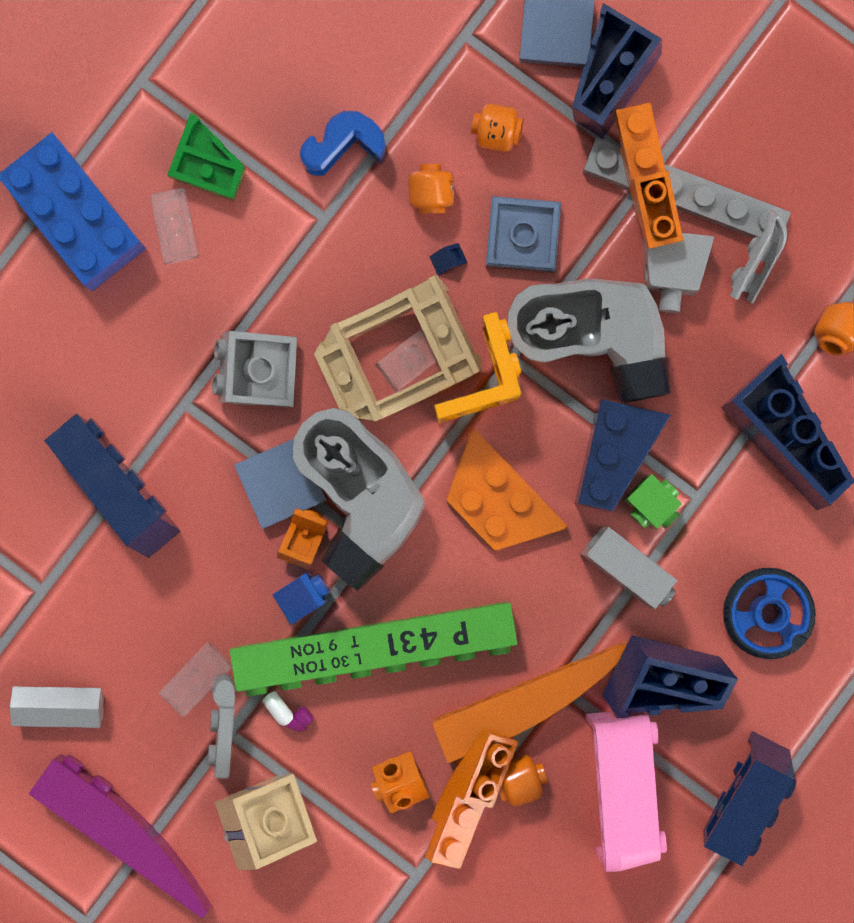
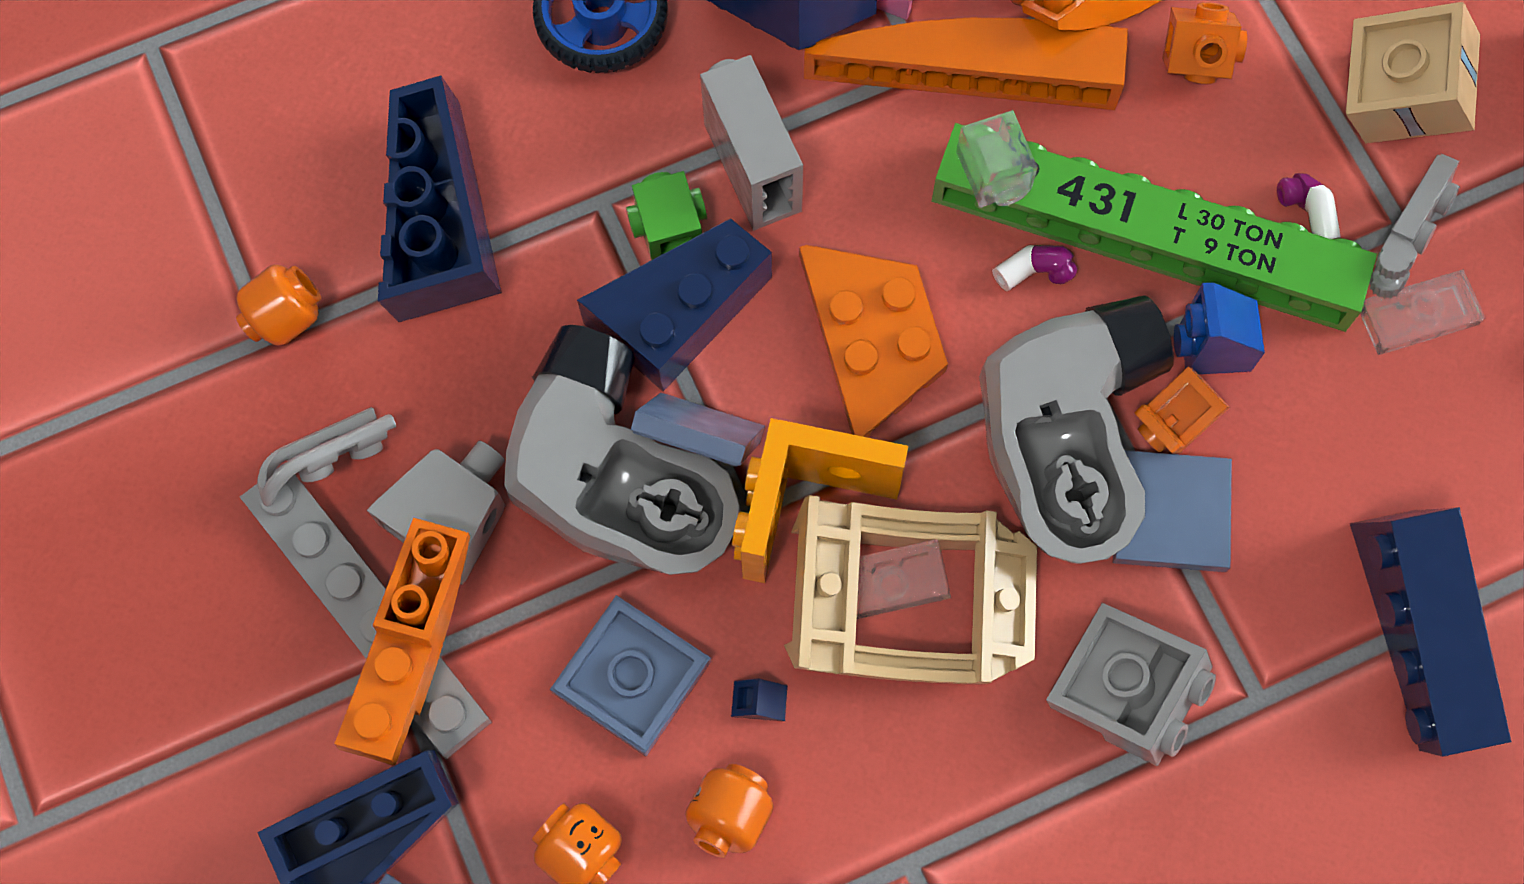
camera: 150 degrees left, 15 degrees down
(426, 593) = (1036, 259): none -> arm
(478, 625) = (997, 160): none -> clear brick
(561, 380) = (697, 429): none -> sand blue tile

